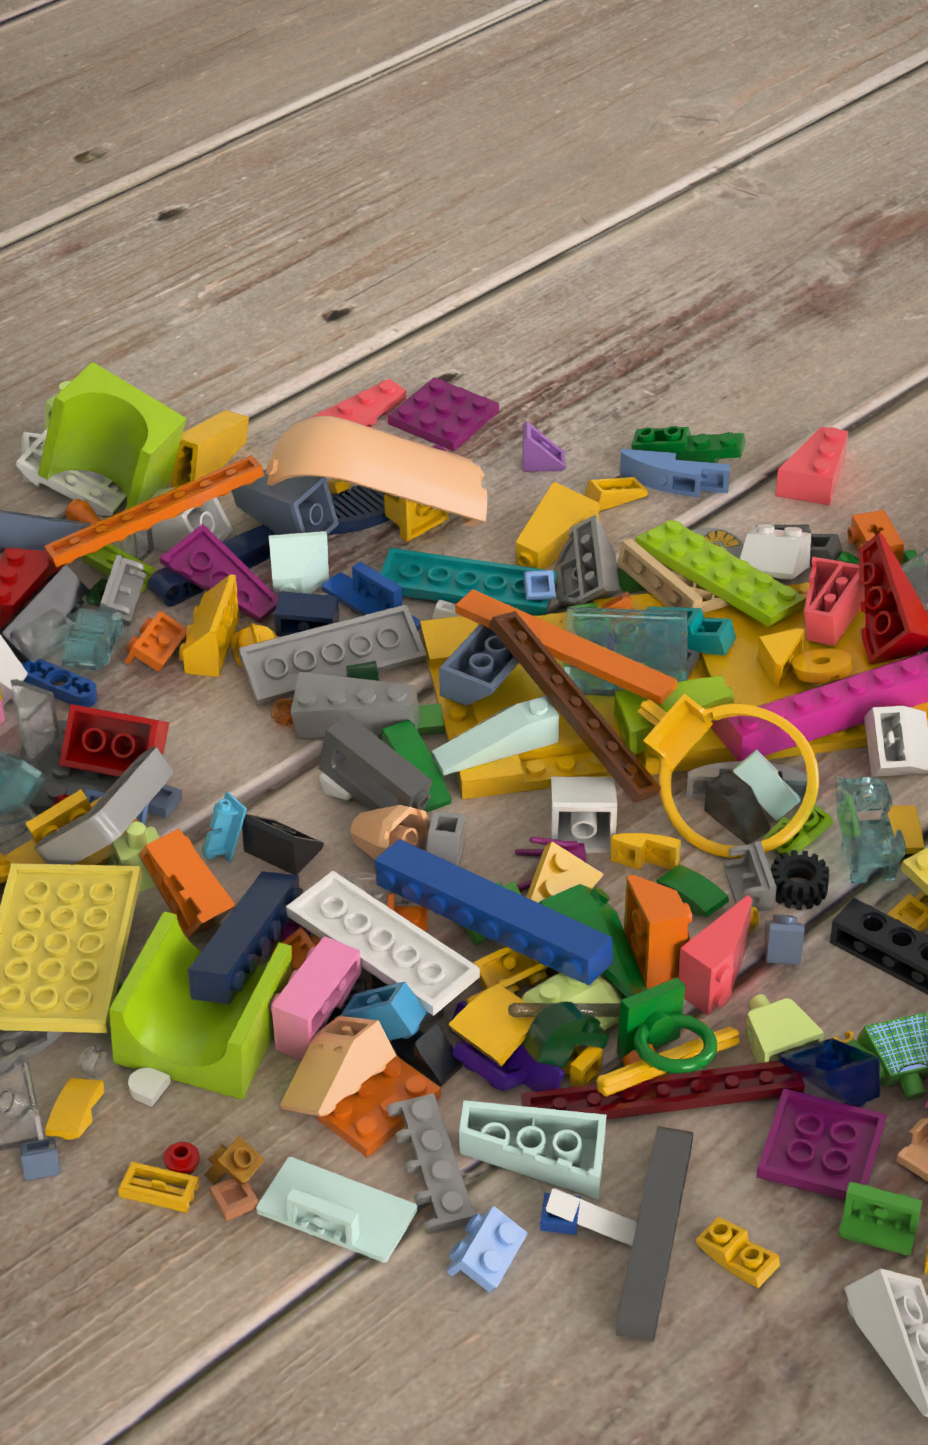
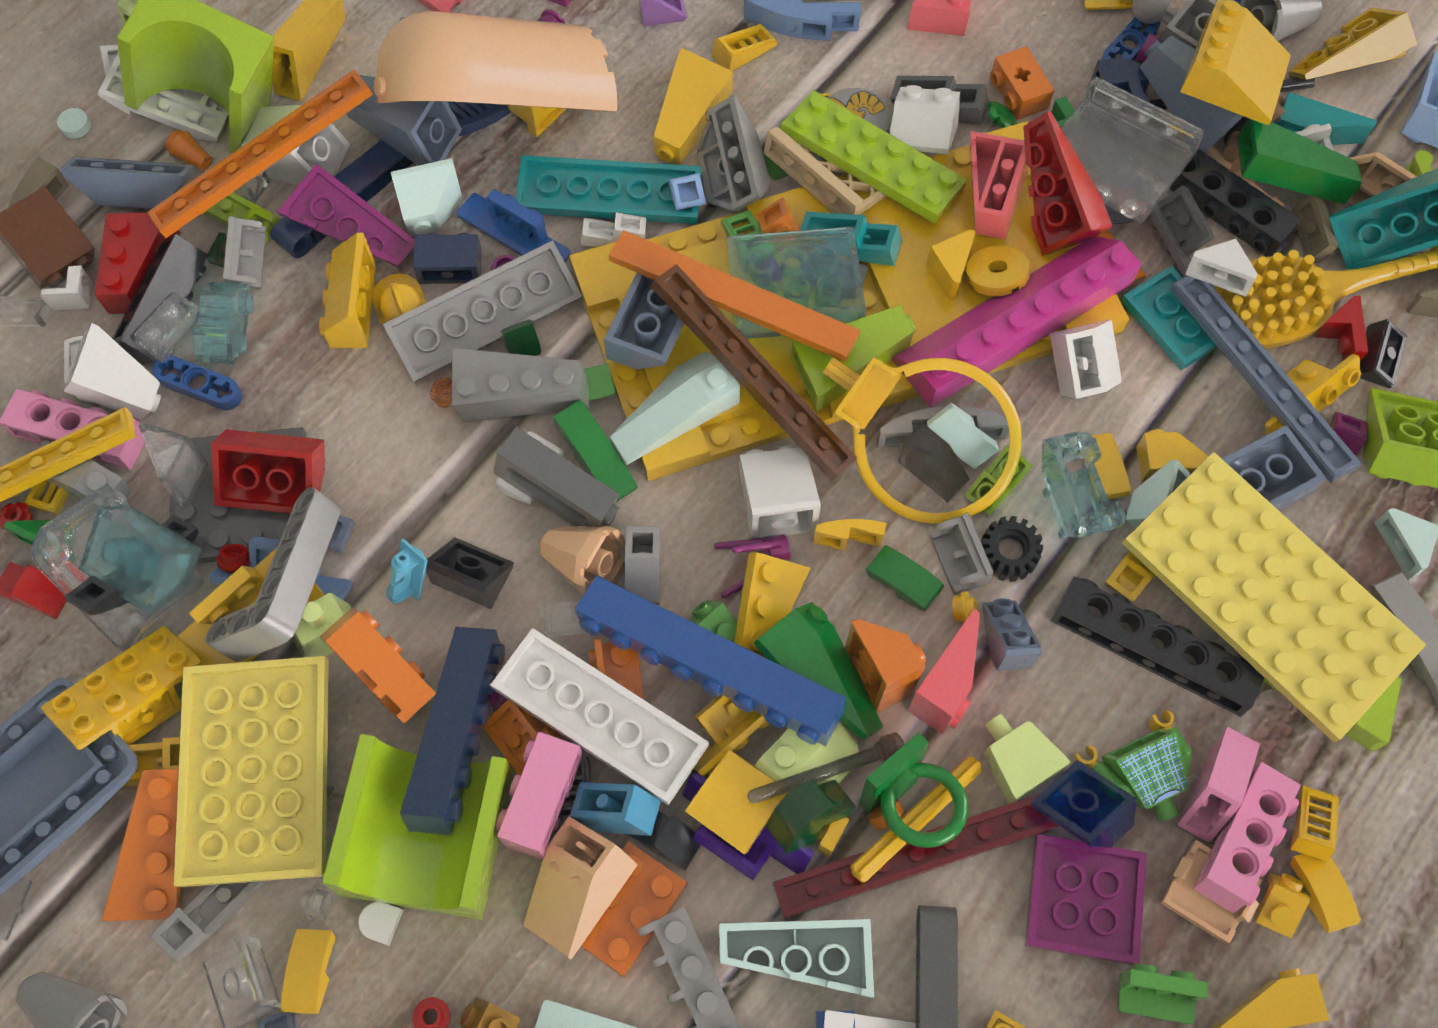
camera: 10 degrees left, 25 degrees up
(158, 641) = (294, 314): orange bracket -> none

